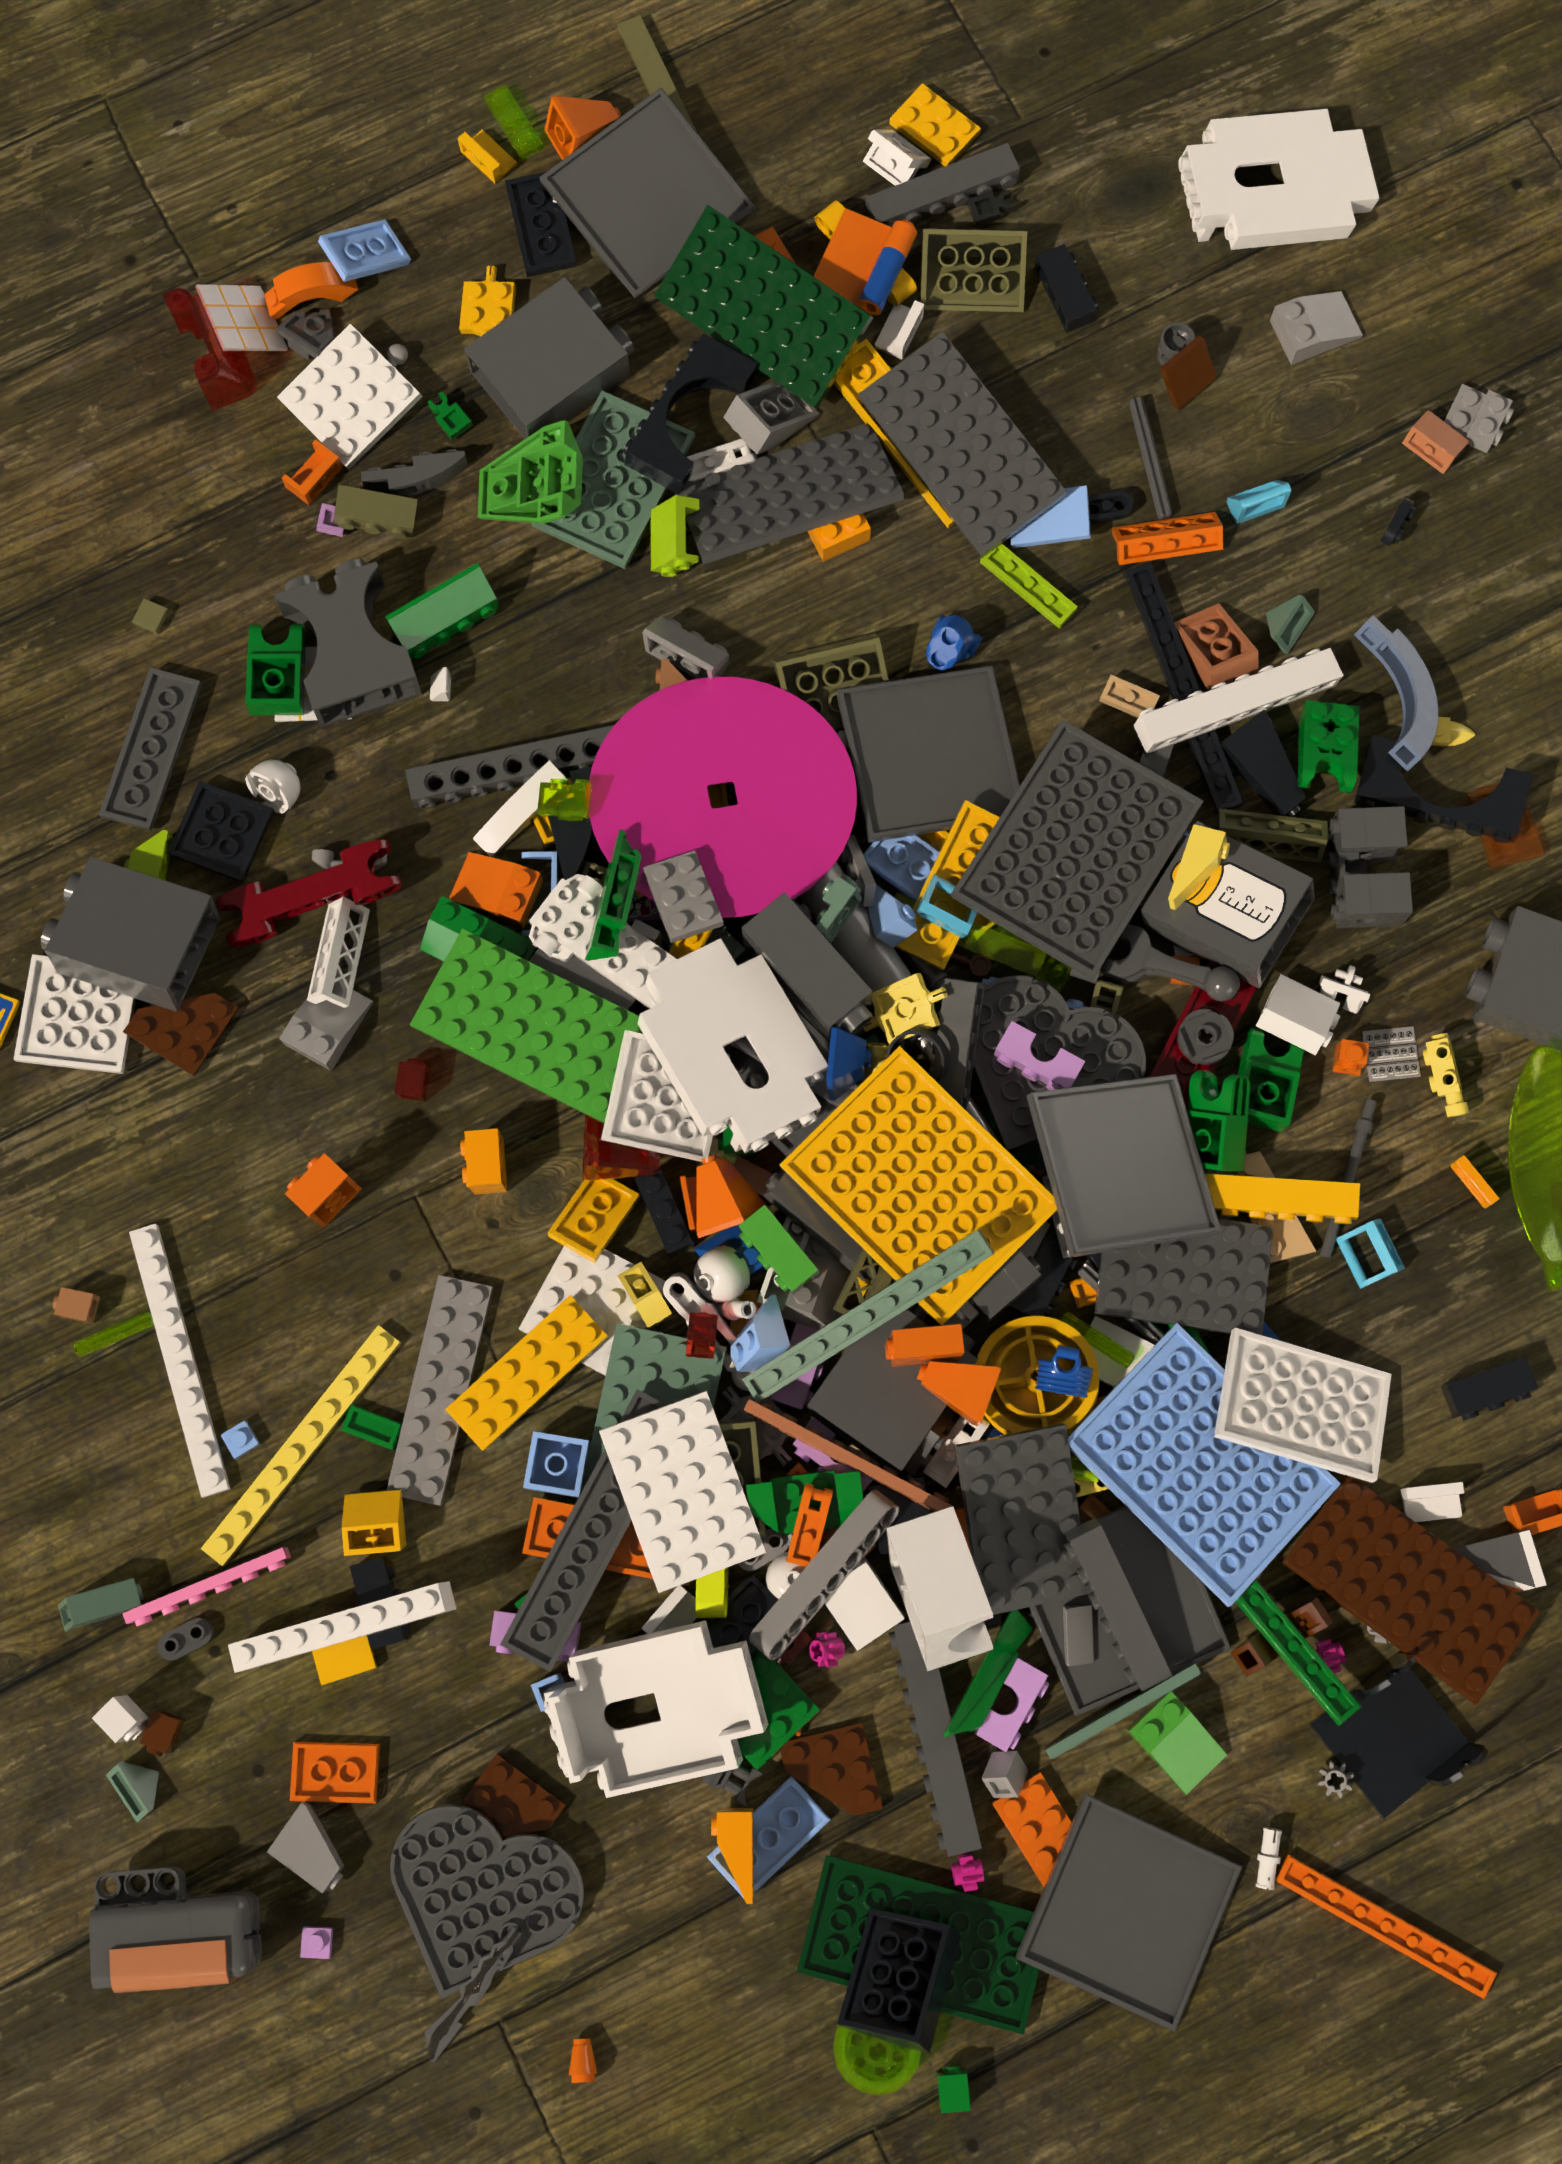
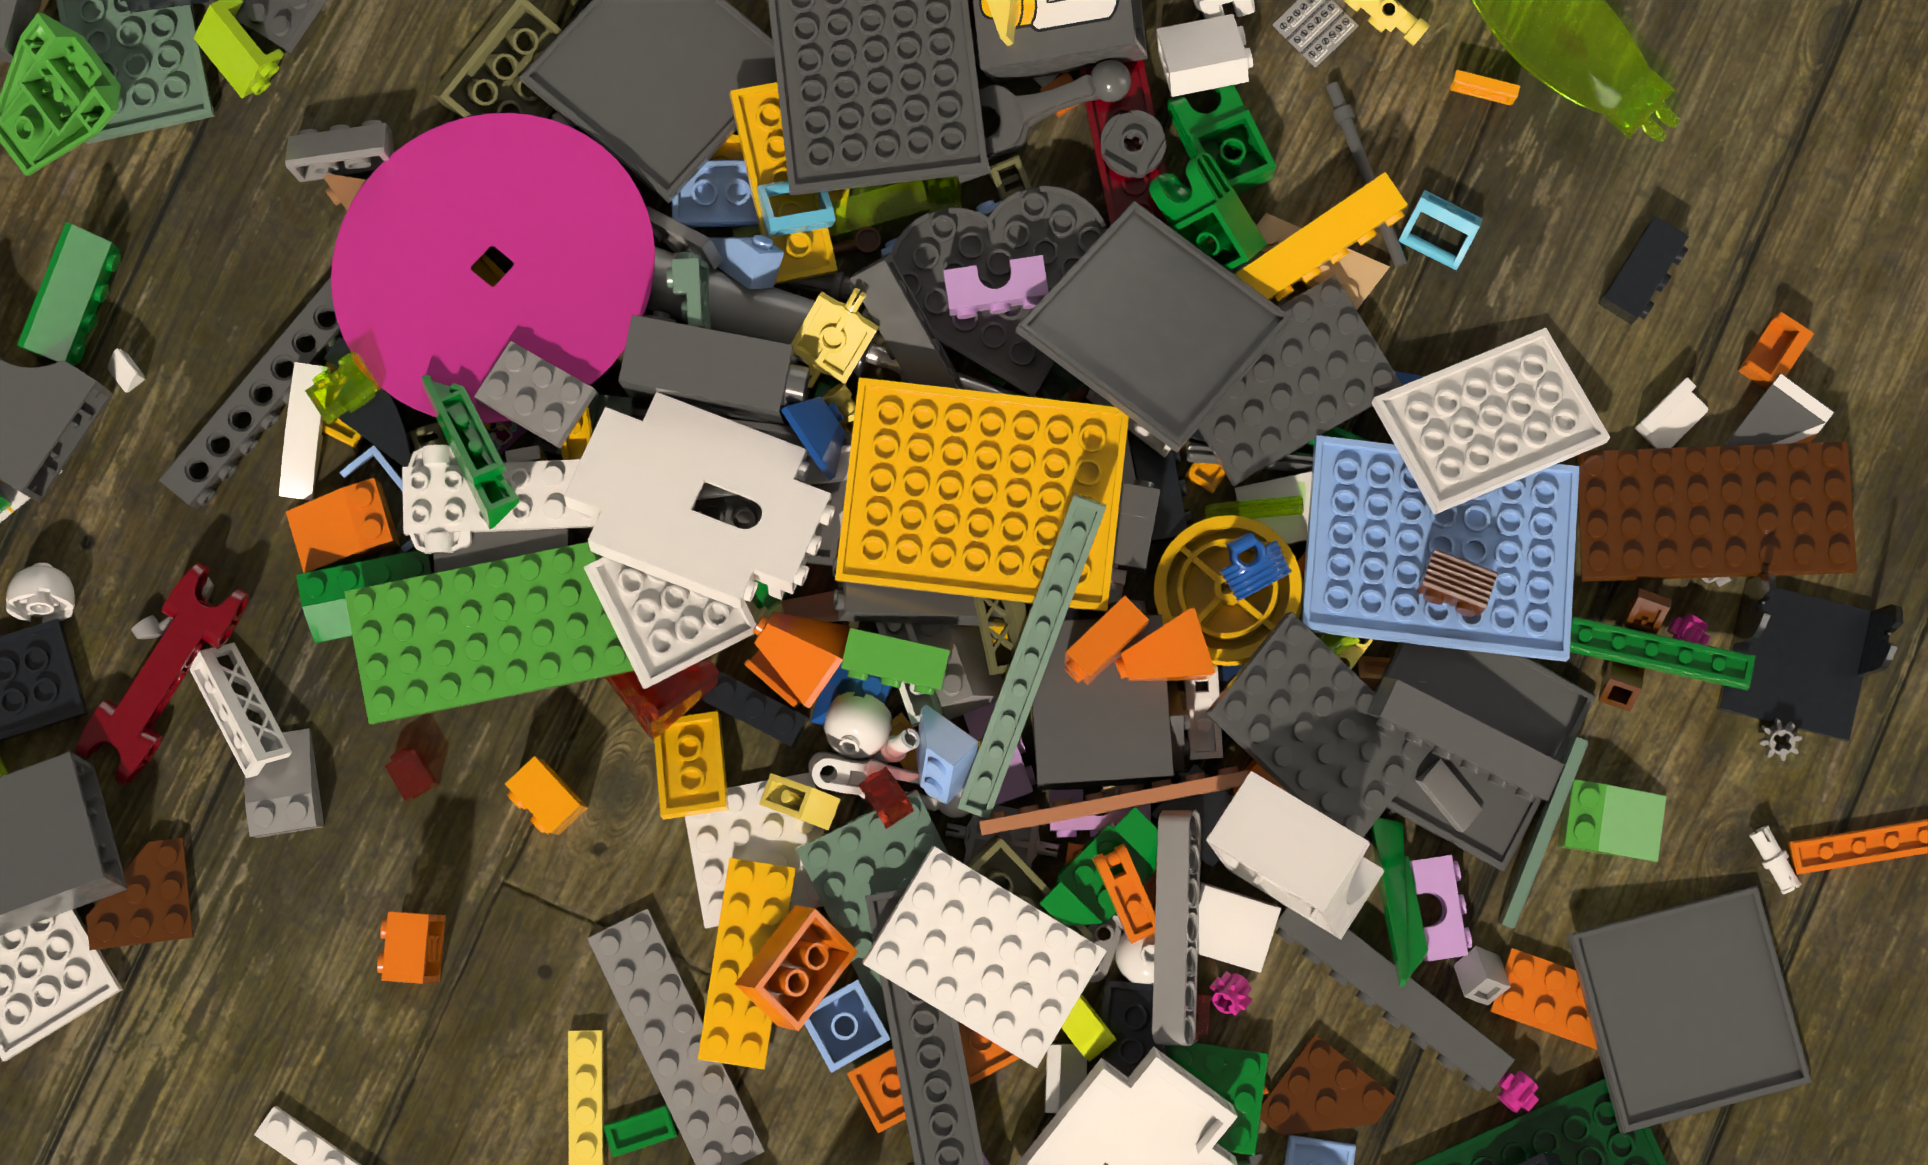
camera: 40 degrees left, 5 degrees up
(555, 1400) = (796, 967): none -> orange brick
(935, 1039) = (878, 344): black tyre -> none
(1193, 1494) = (1456, 583): none -> reddish brown brick
(1350, 1057) = (1281, 58): orange brick -> none

